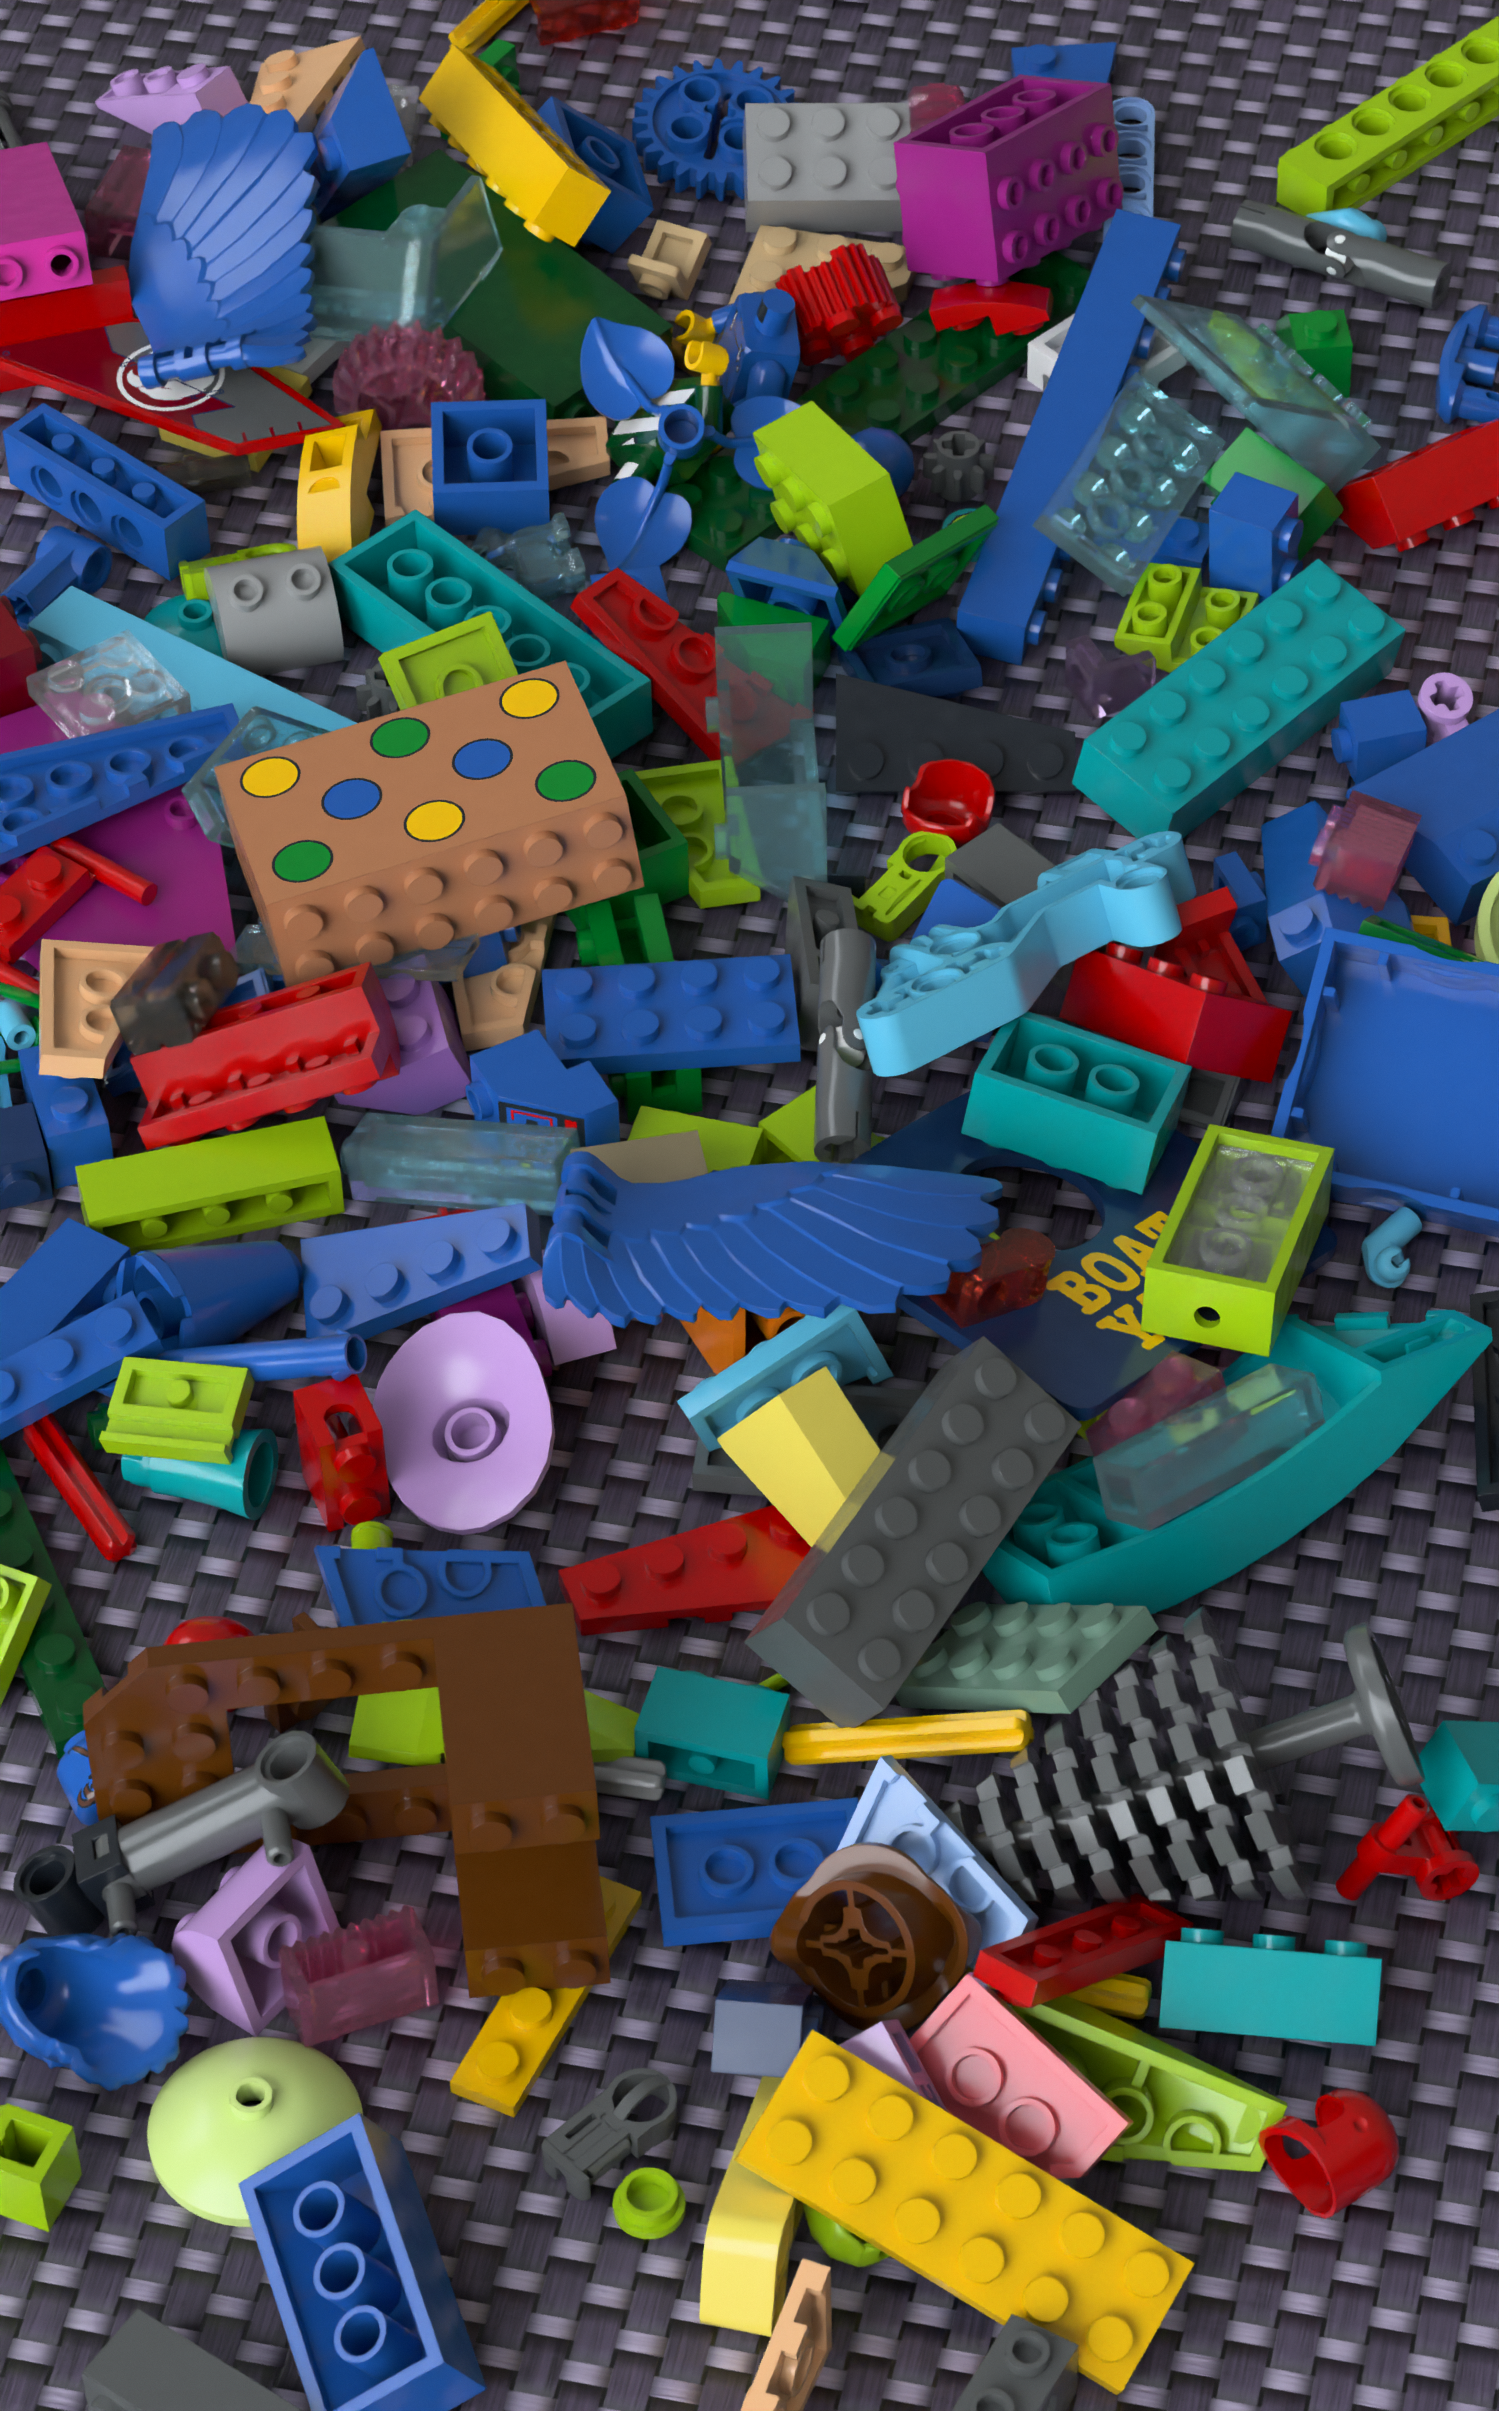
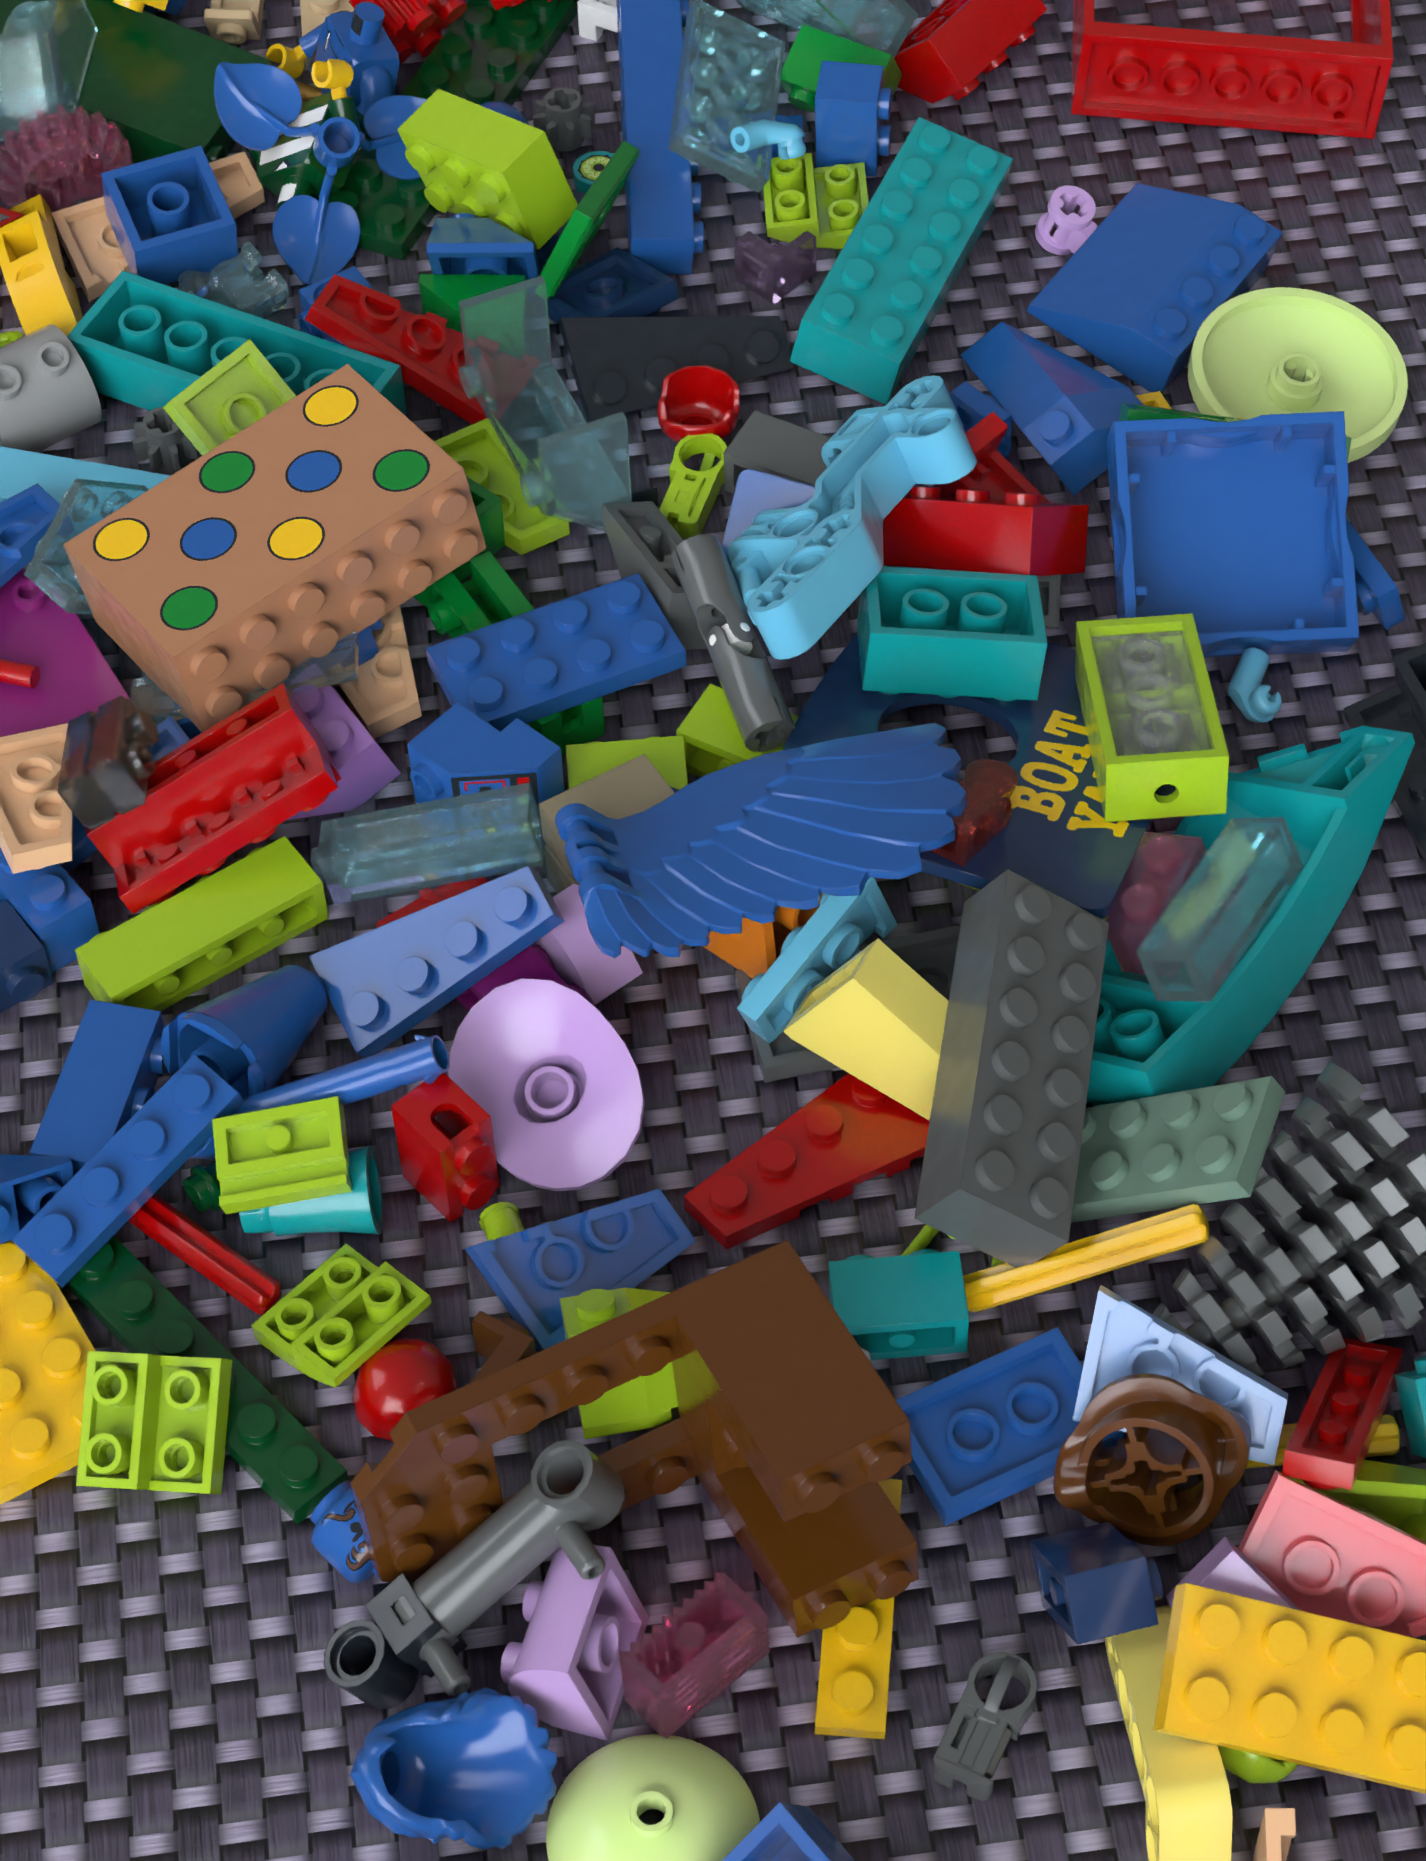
camera: 20 degrees left, 5 degrees up
(176, 1579) = (340, 1316): none -> lime slope
(649, 2204) = (1055, 1786): lime plate -> none
(1148, 533) = (769, 132): none -> medium azure arm
(1363, 849) = (1084, 350): clear pink brick -> none
(1377, 733) = (1026, 254): blue brick -> none

